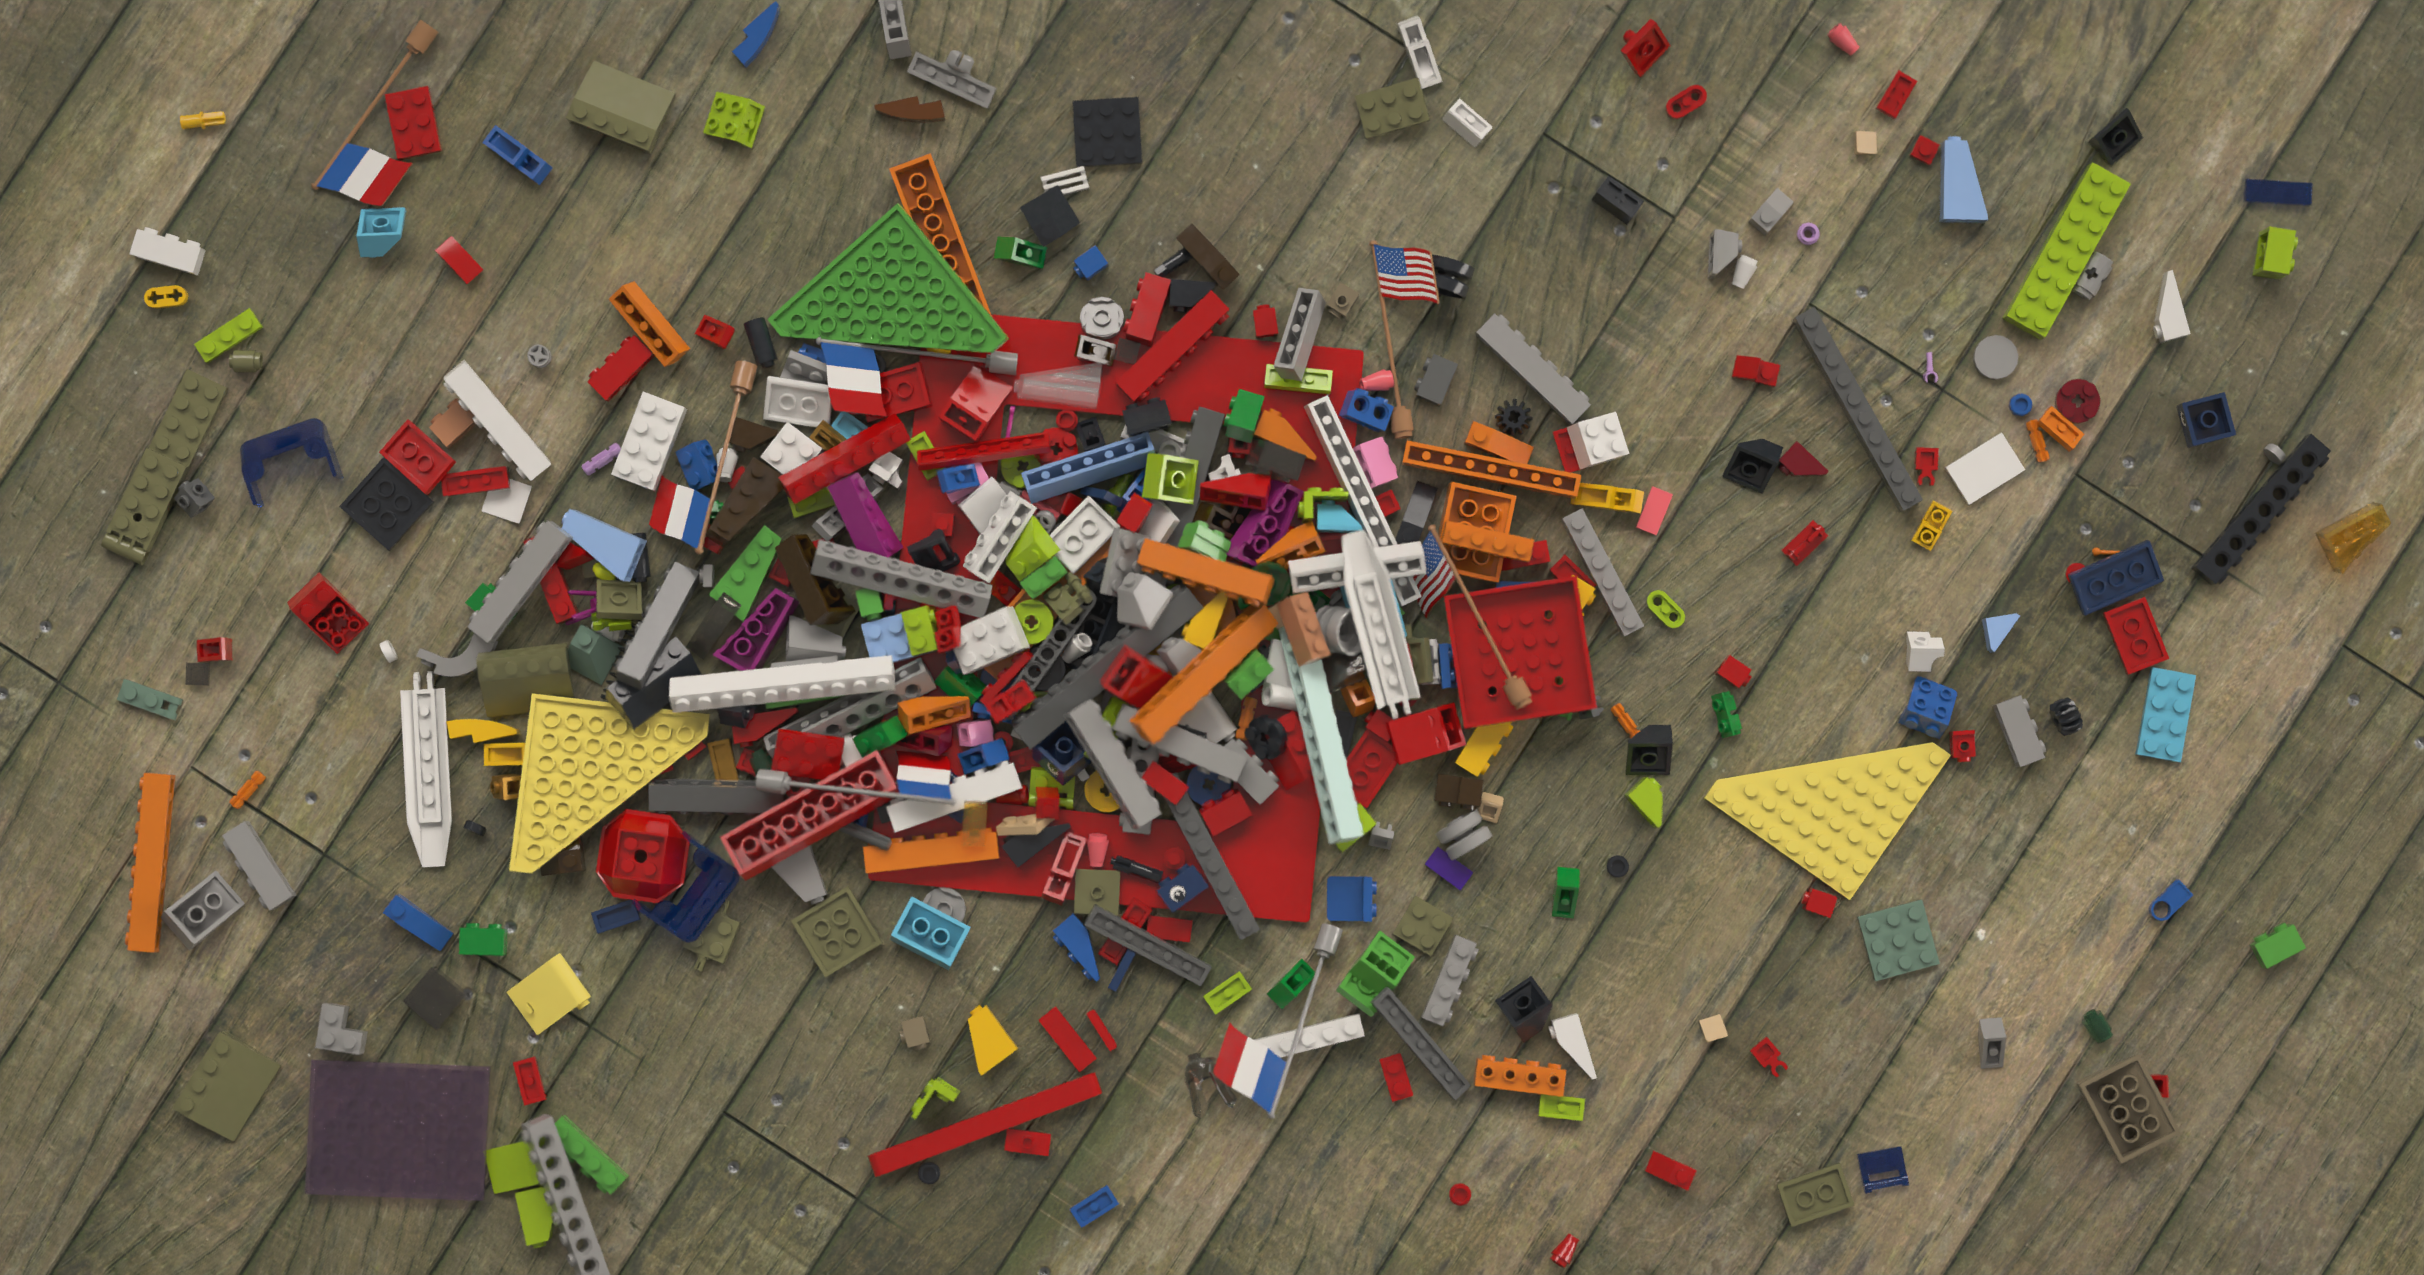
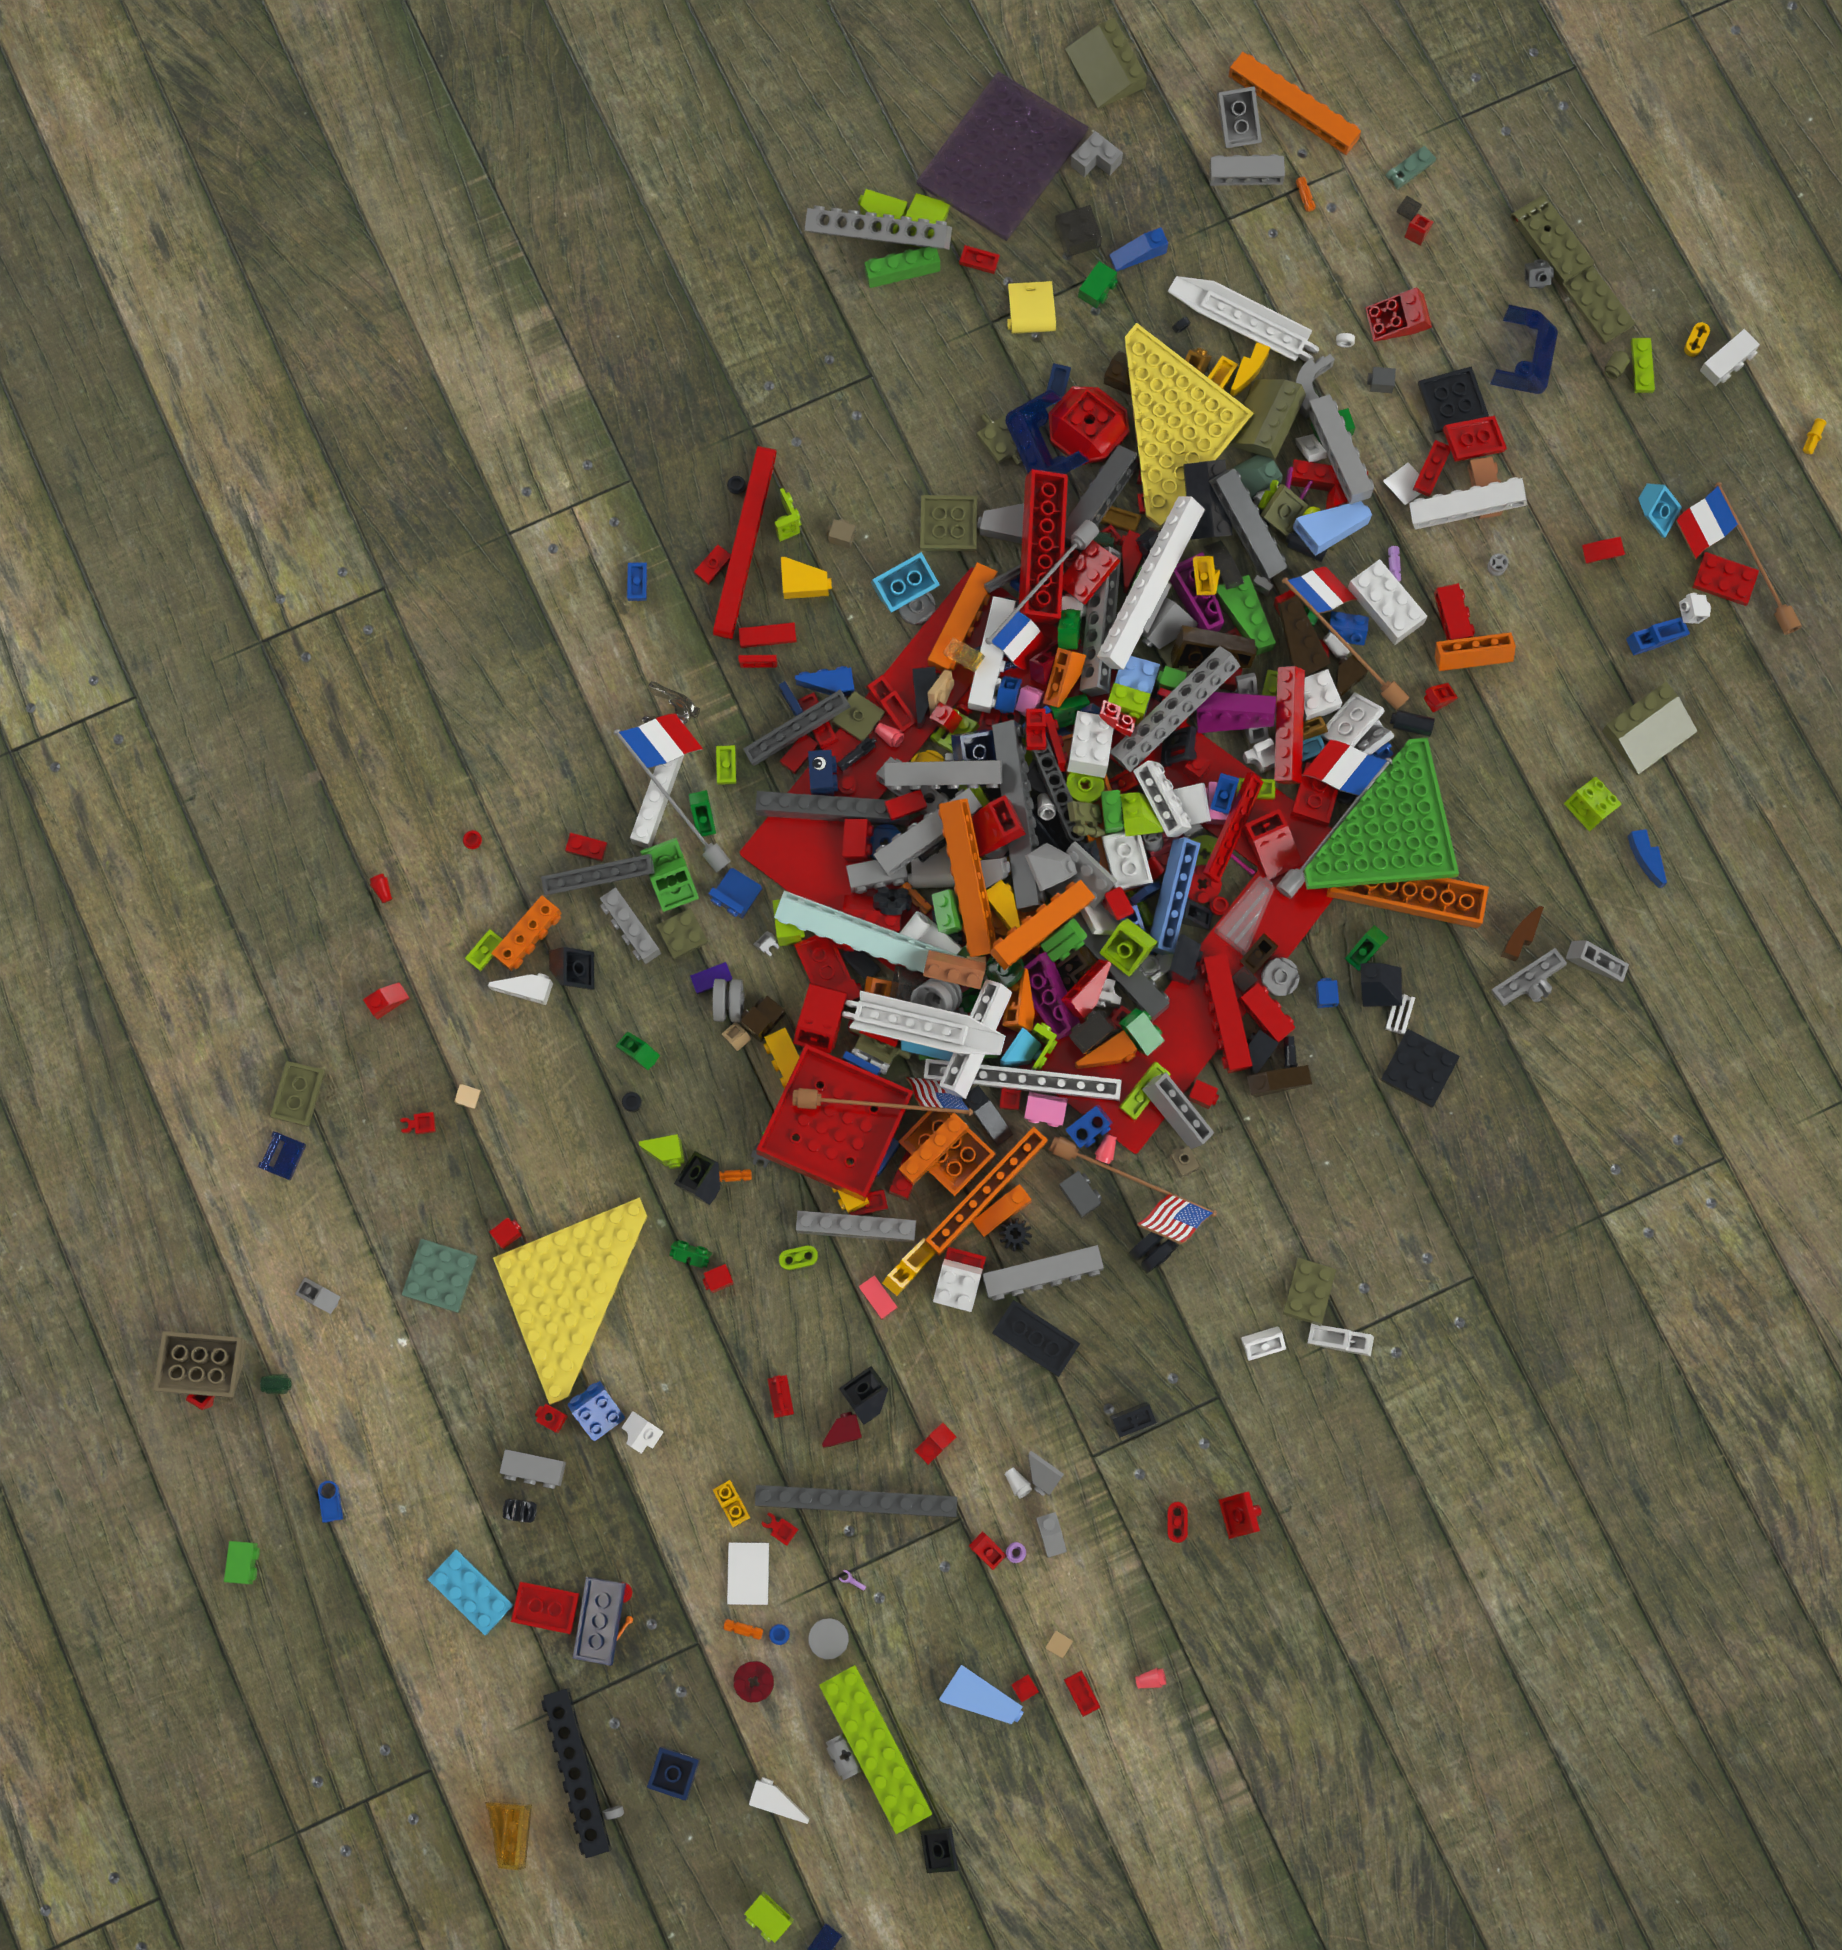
camera: 130 degrees right, 10 degrees down
(409, 588) = (1381, 379): none -> dark grey brick
(466, 134) = (1694, 608): none -> white brick
(531, 614) = (1311, 448): none -> white plate
(741, 633) = (1205, 575): none -> yellow slope
(1599, 337) = (1036, 1338): none -> black plate
(1824, 260) = (987, 1550): none -> red slope
(1997, 628) = (620, 1502): light blue slope -> none
(2060, 428) = (741, 1652): orange plate -> none

